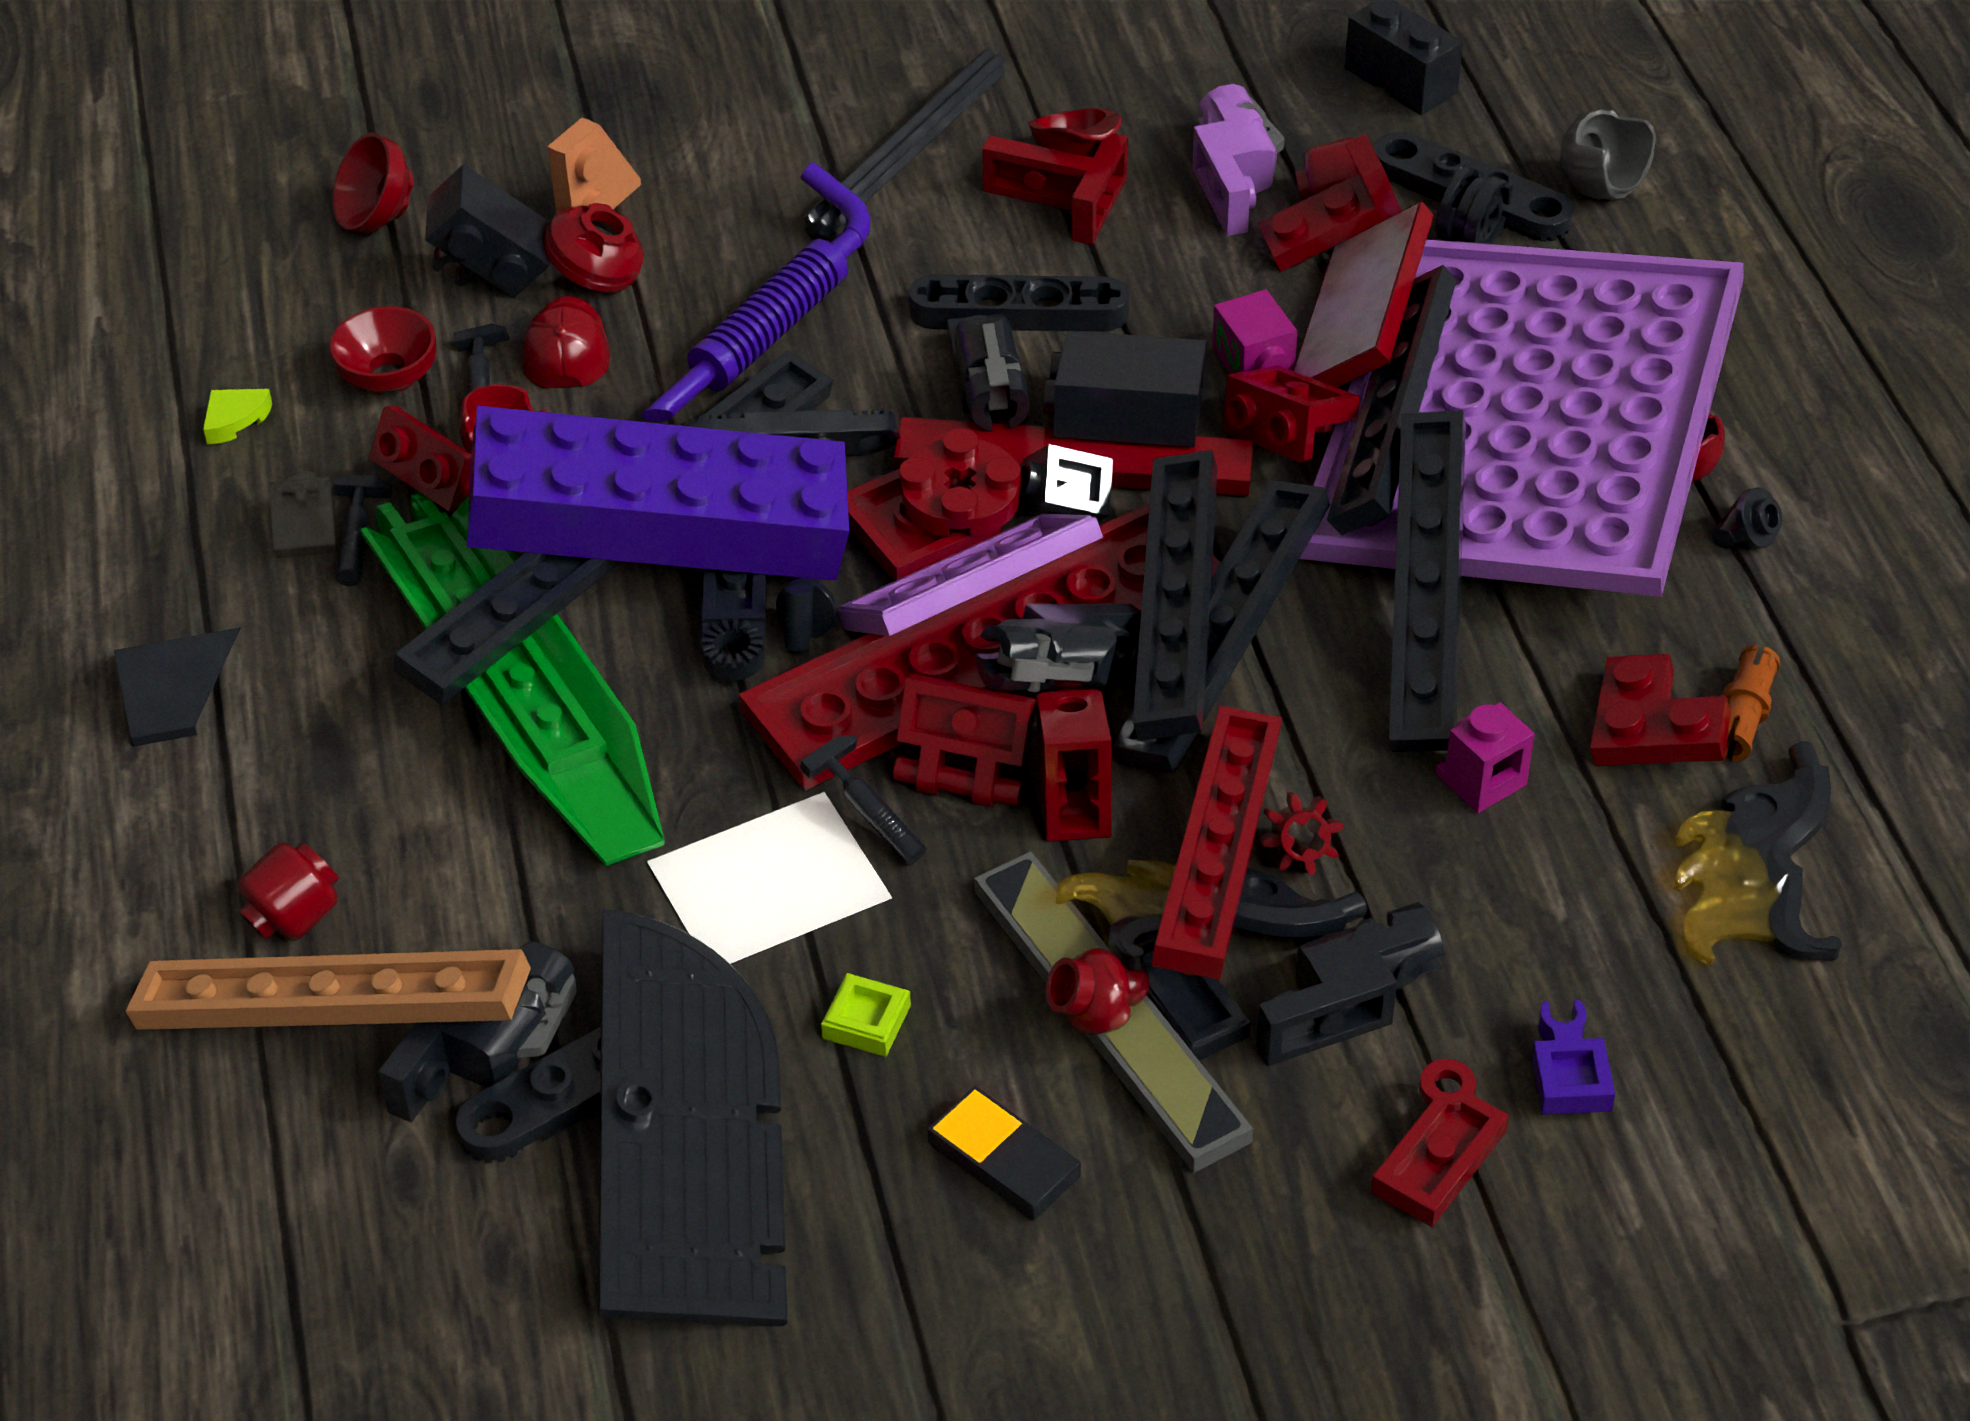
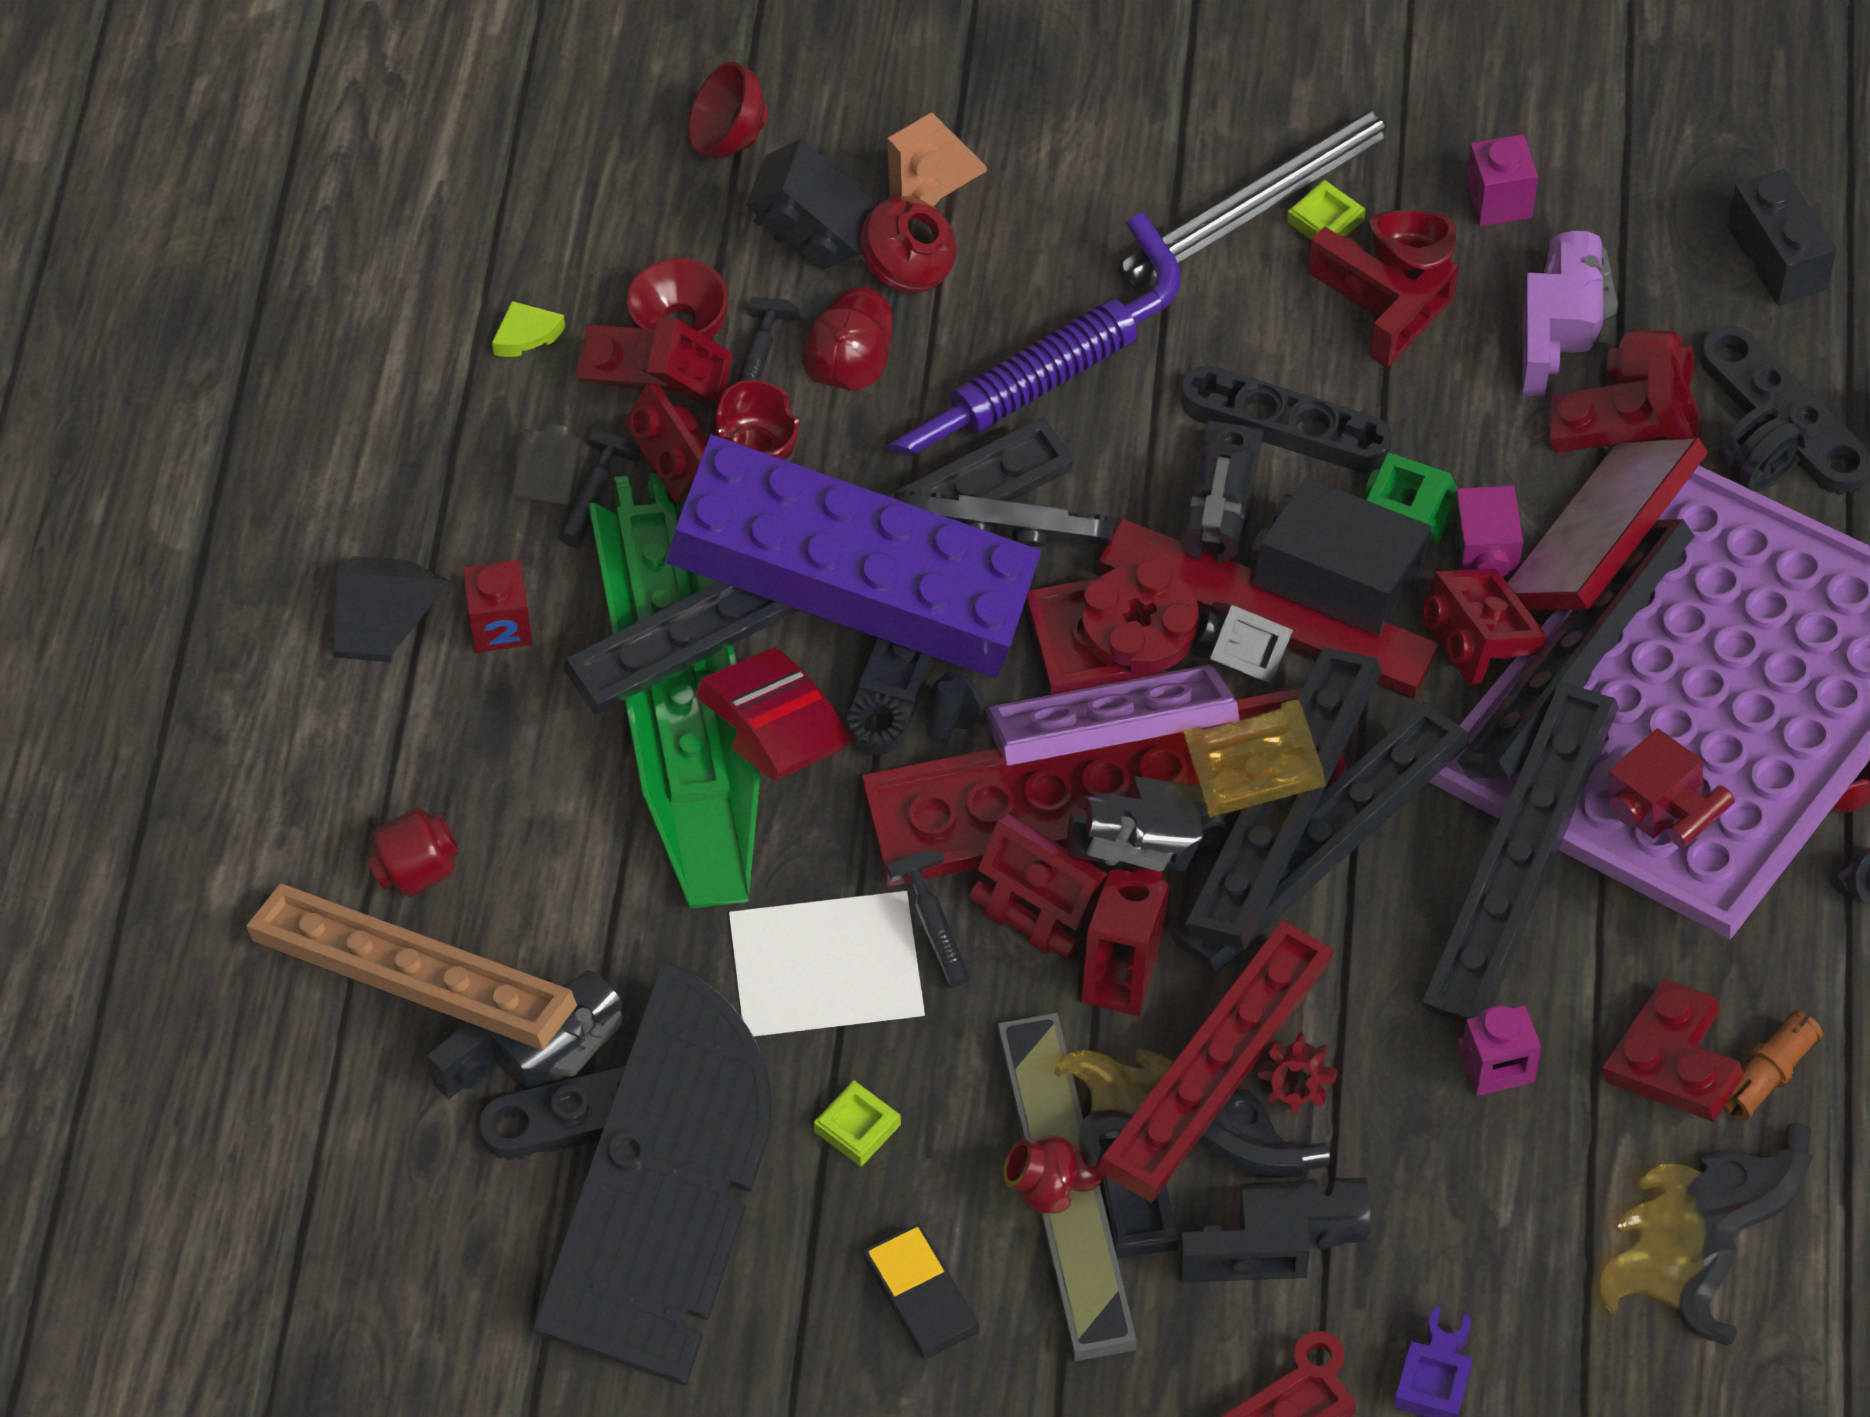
camera: 20 degrees right, 10 degrees up
(296, 646) = (497, 606): none -> dark red brick
(355, 399) = (669, 356): none -> dark red bracket
(635, 661) = (777, 713): none -> dark red slope
(971, 134) = (1327, 208): none -> lime tile
(1131, 71) = (1501, 180): none -> magenta brick
(1137, 560) = (1254, 759): none -> clear yellow plate
(1172, 315) = (1406, 478): none -> green brick
(1537, 476) = (1664, 784): none -> dark red brick

